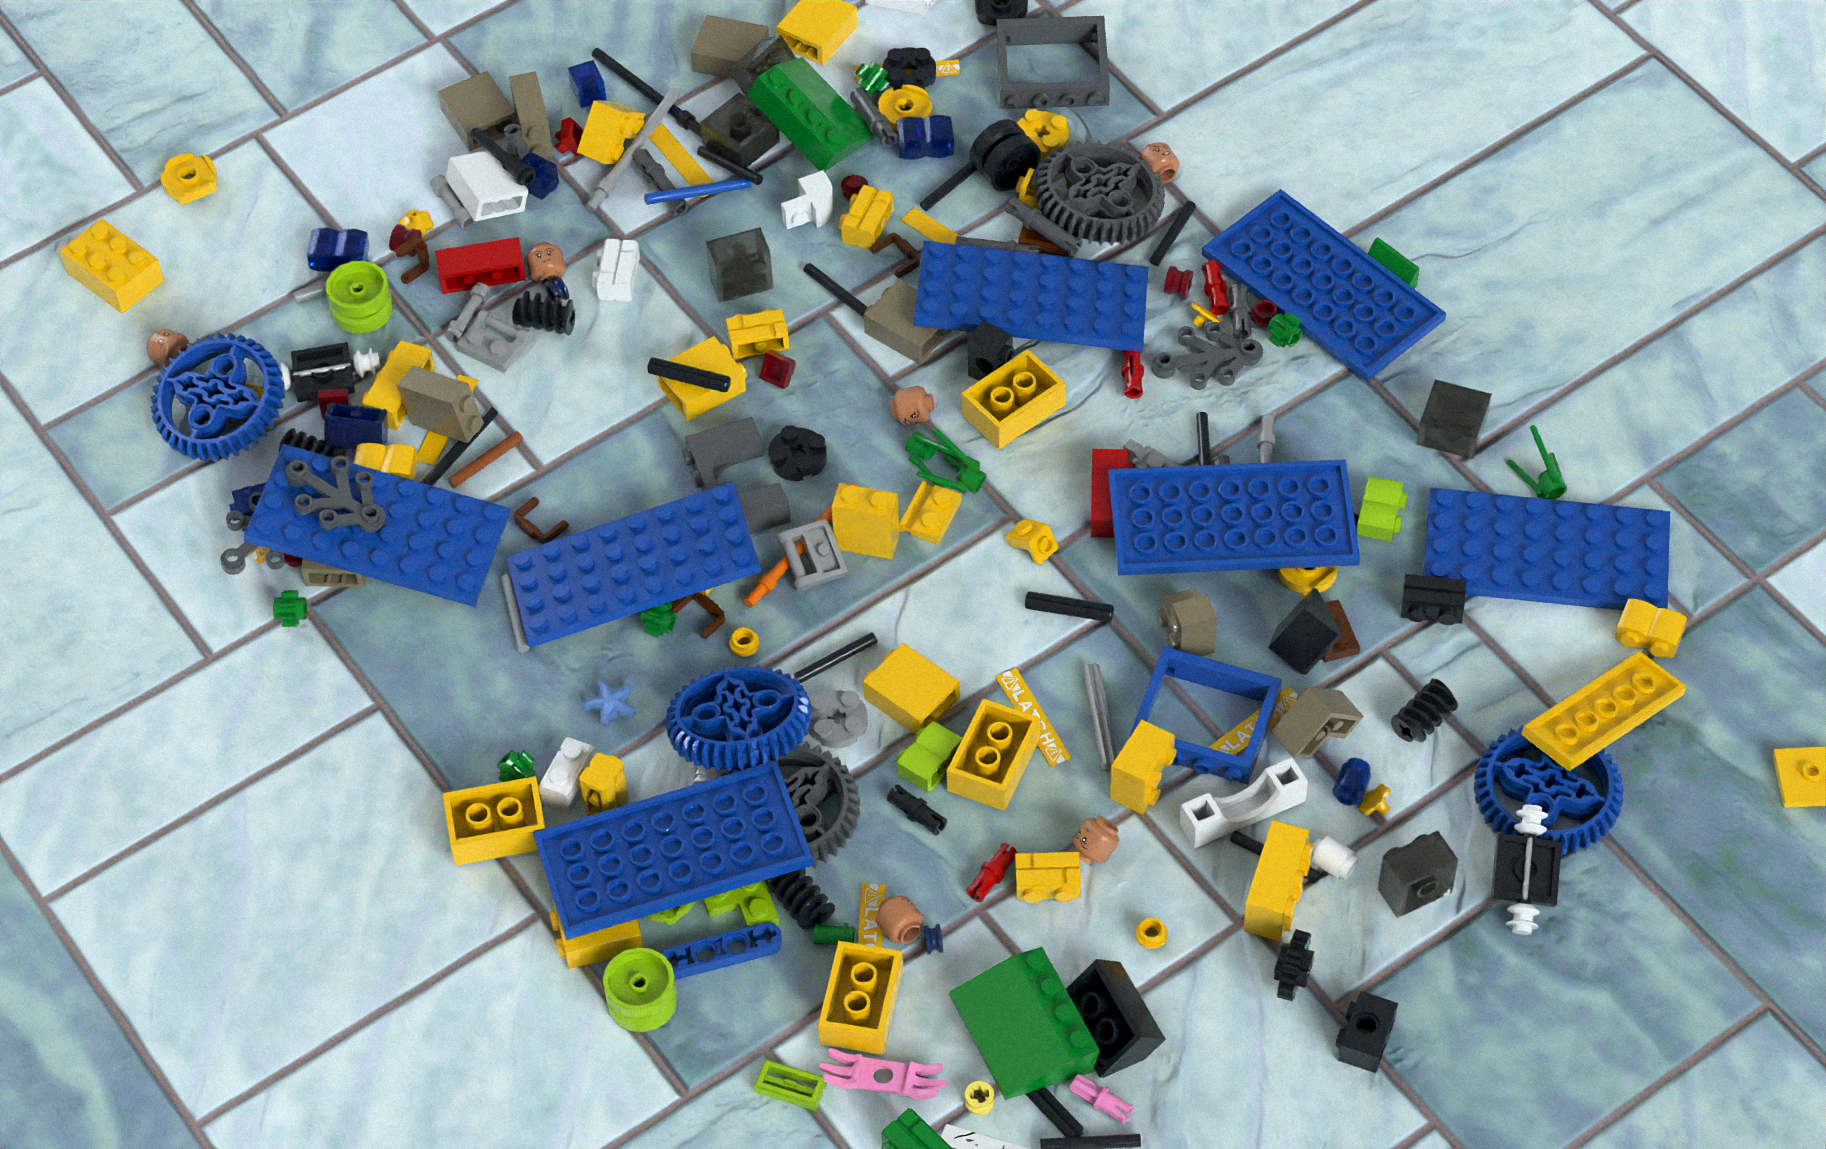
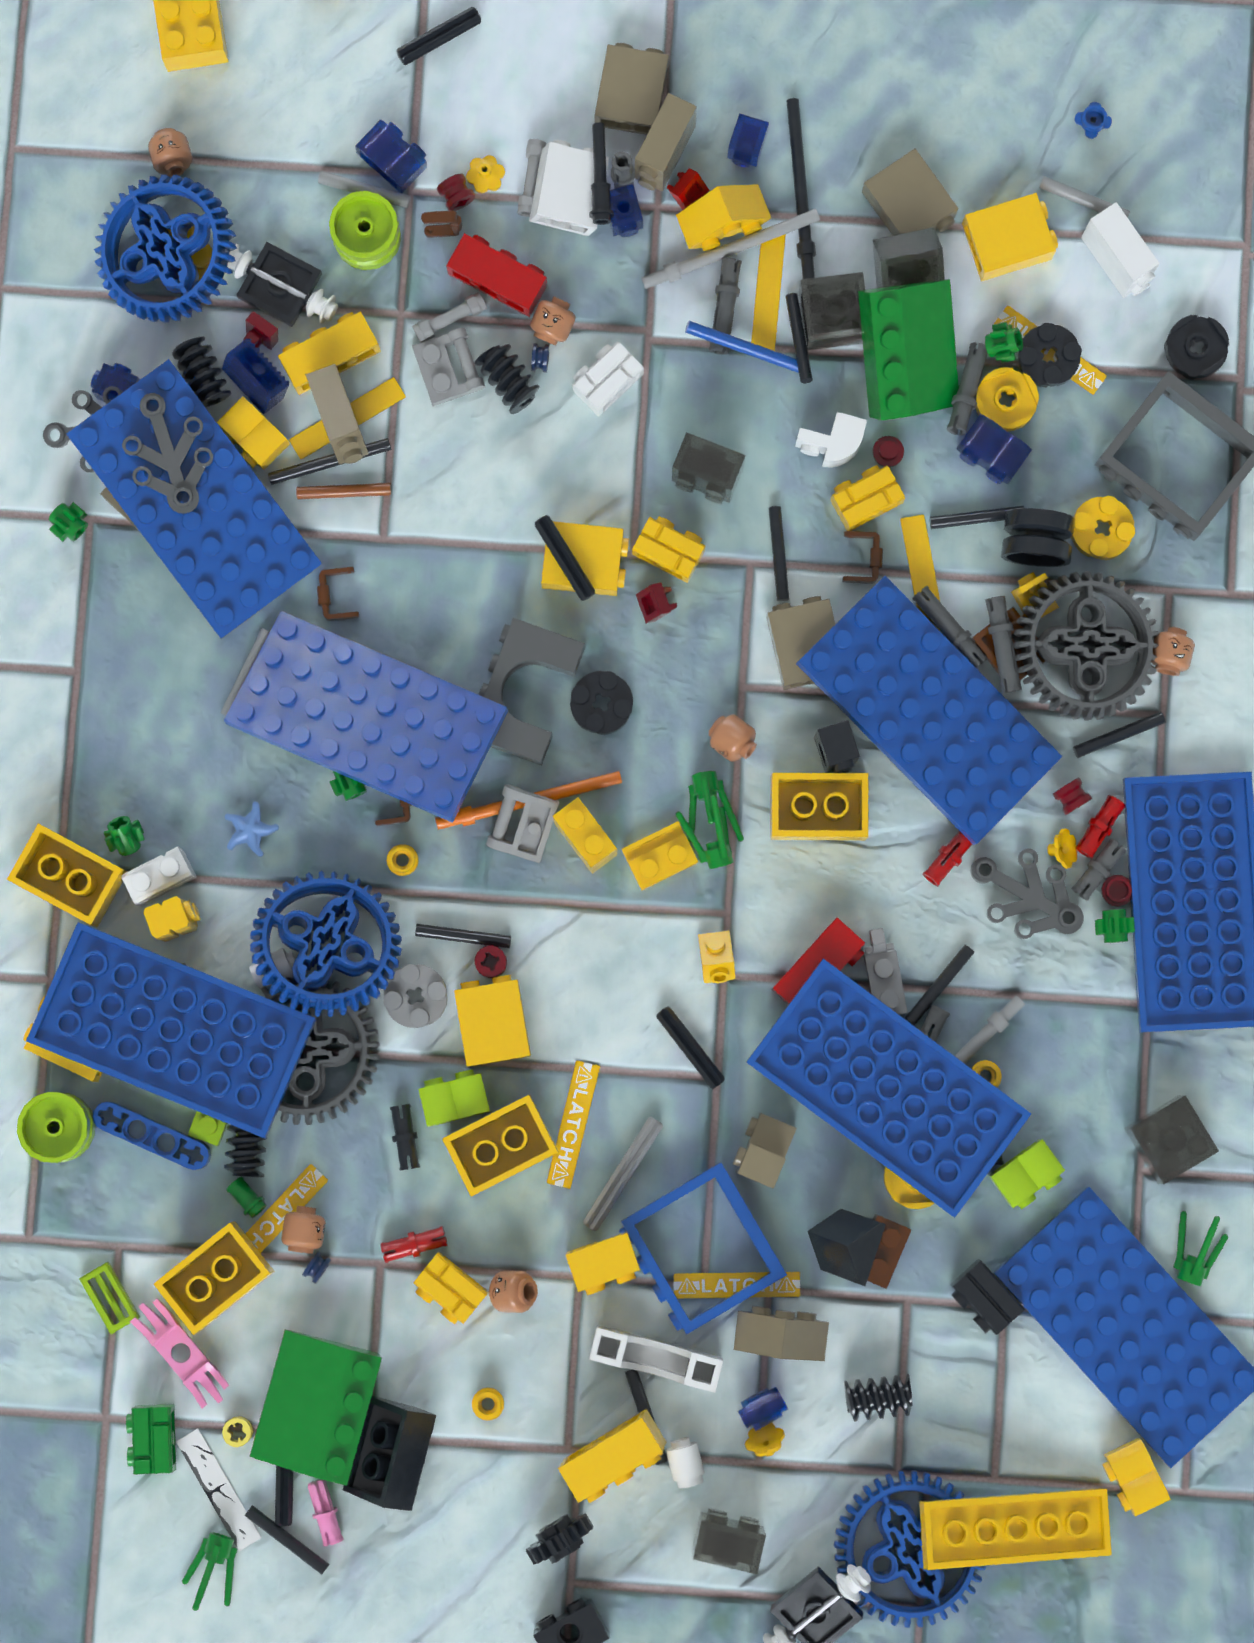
camera: 40 degrees right, 30 degrees up
(309, 169) = (438, 36): none -> black axle
(871, 645) = (492, 966): none -> dark red wheel

